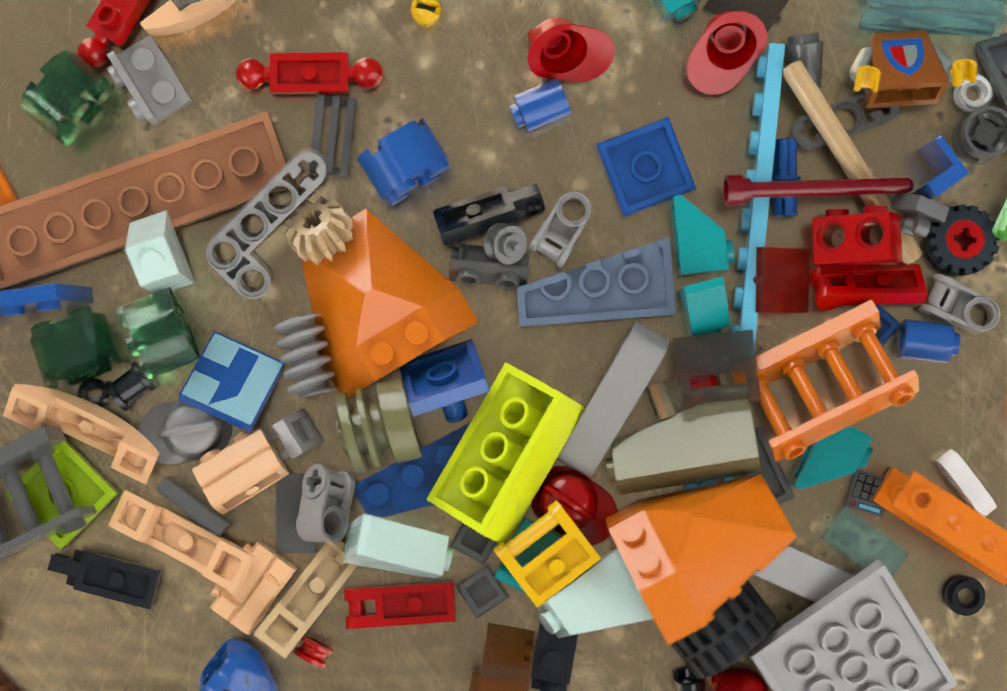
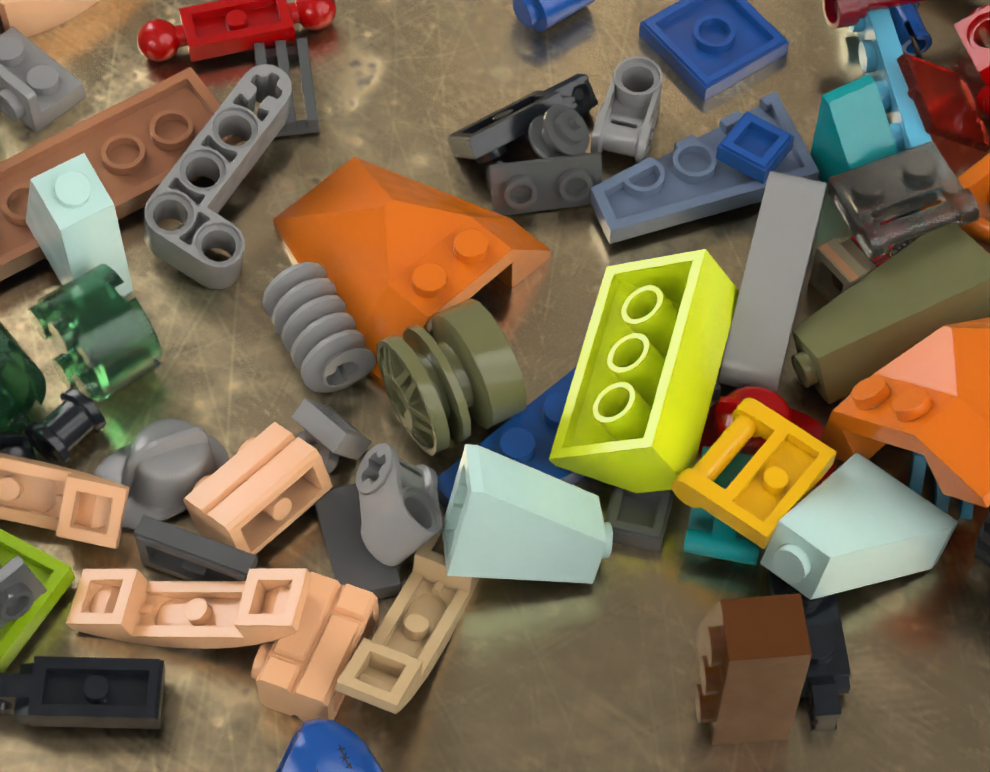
camera: 15 degrees left, 30 degrees down
(231, 381) = (216, 384): tile -> none
(313, 651) = (435, 720): red bush -> none
(319, 230) = (297, 175): tan gear -> none
(401, 604) = (552, 624): red plate -> none
(404, 160) = (392, 71): blue brick -> none
(444, 380) = (530, 305): blue tile -> none
(482, 591) = (670, 583): dark grey tile -> none
(636, 286) = (754, 147): none -> blue tile
(698, 241) = (801, 77): teal slope -> none

